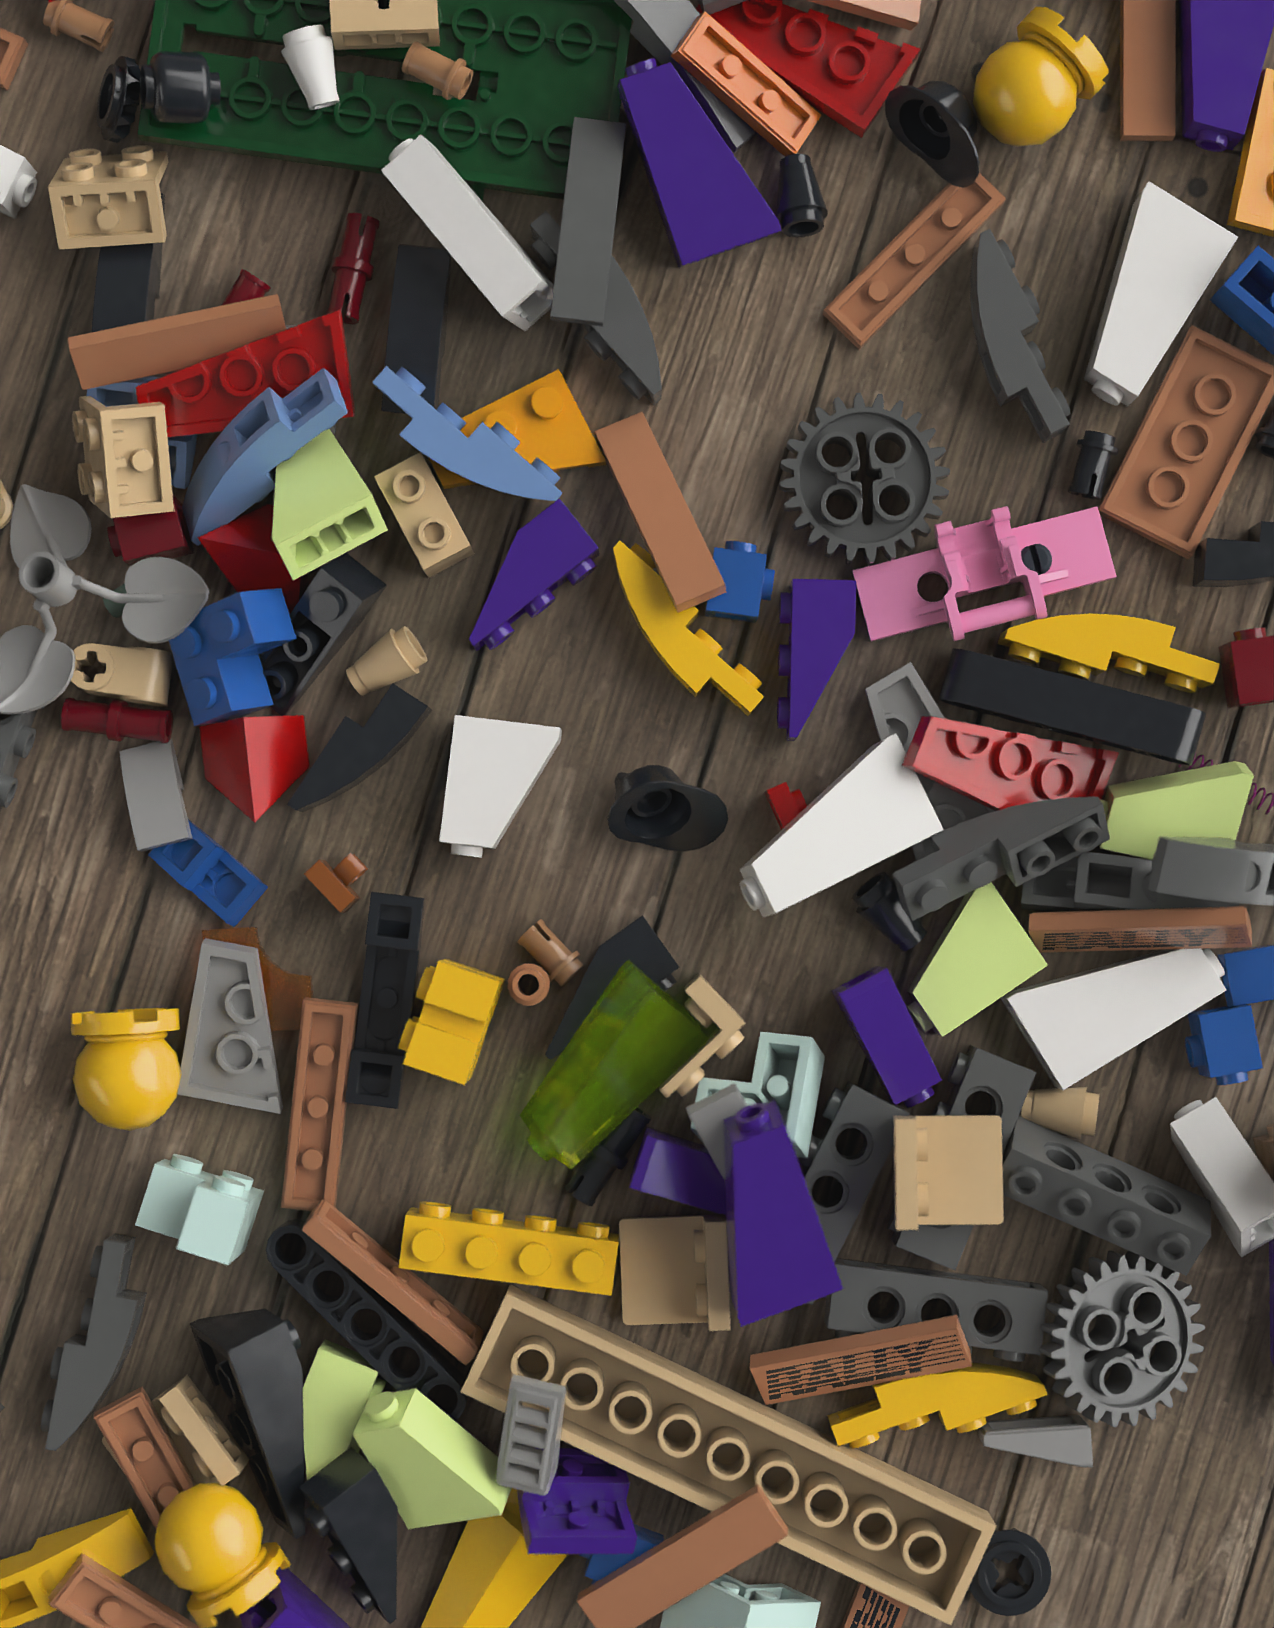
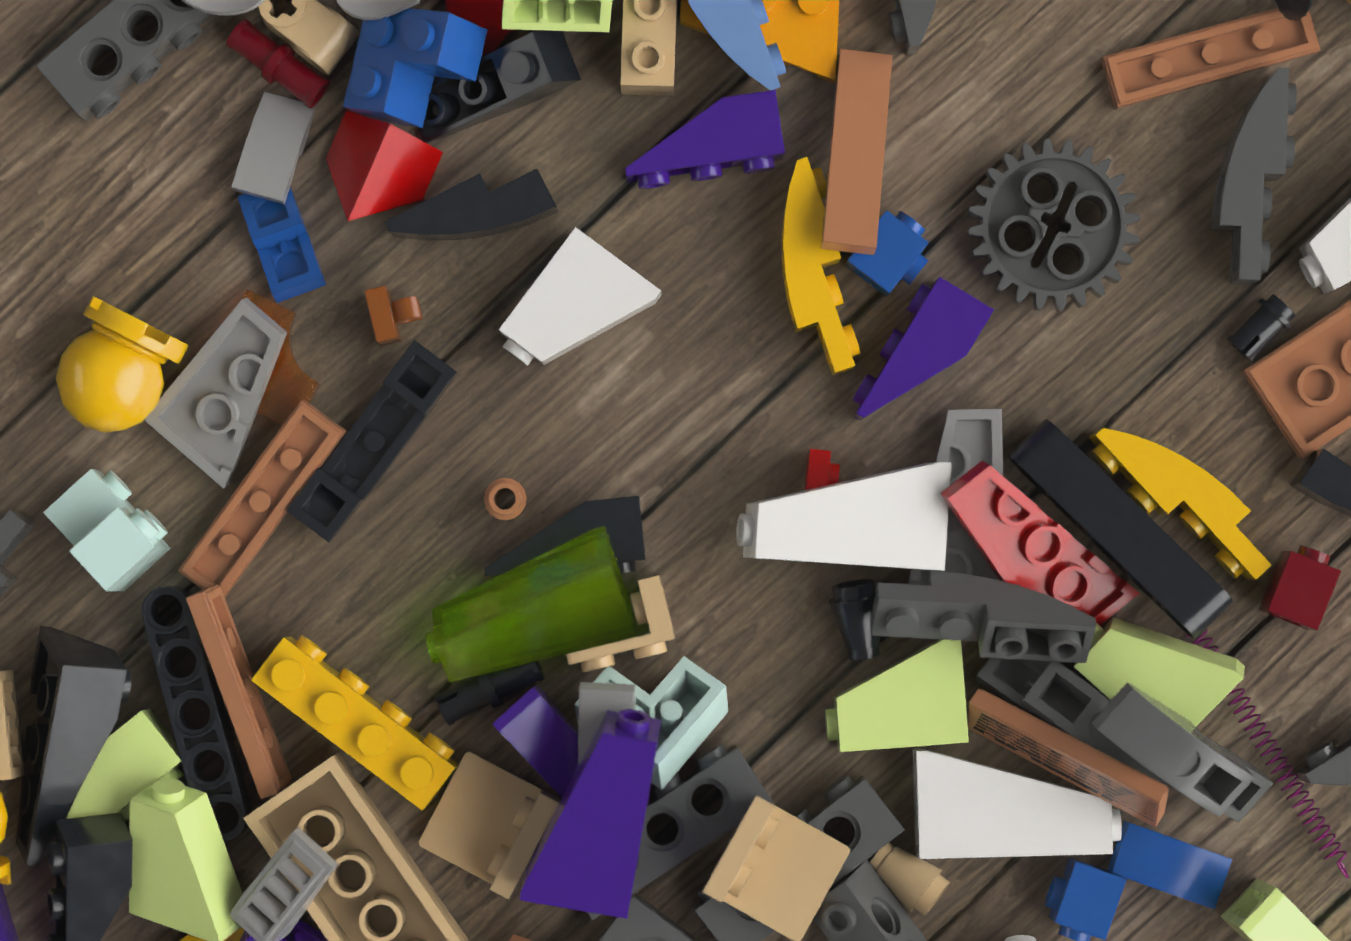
camera: 25 degrees right, 0 degrees up
(387, 661) = (543, 147): tan cone -> none
(452, 1020) = (420, 492): yellow brick -> none
(551, 953) = (540, 484): medium nougat pin -> none
(664, 812) = (709, 416): black piece -> none
(888, 1036) = (793, 726): dark purple slope -> none
(983, 556) = (1116, 352): bright pink piece -> none

